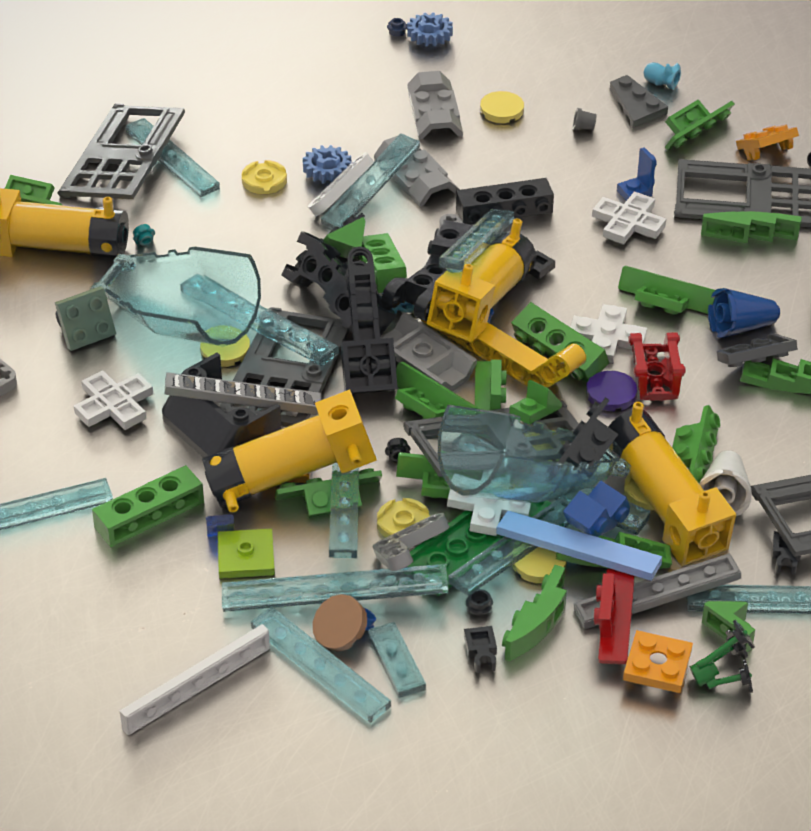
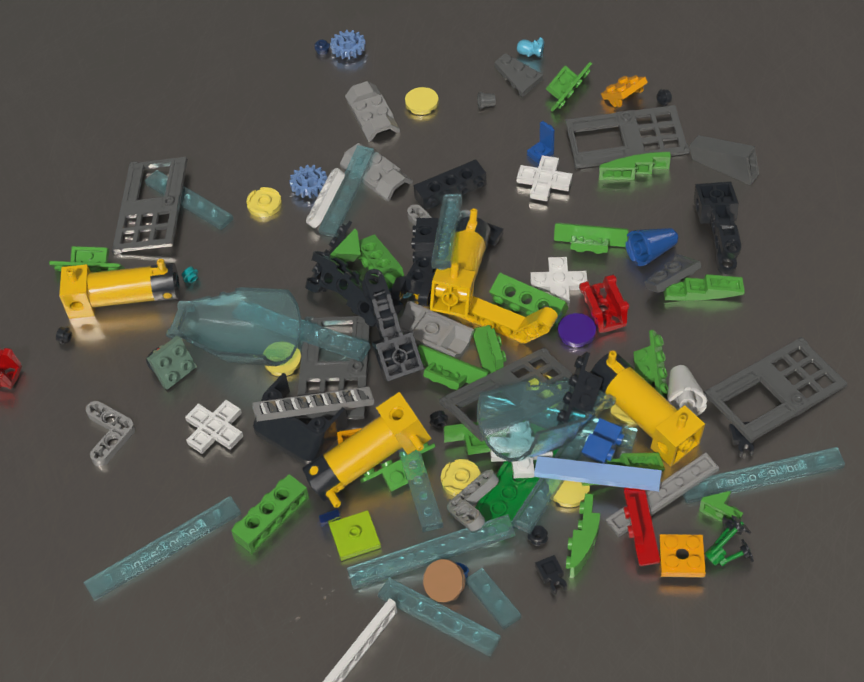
camera: 10 degrees left, 10 degrees up
(537, 404) = (528, 360): bright green slope -> none

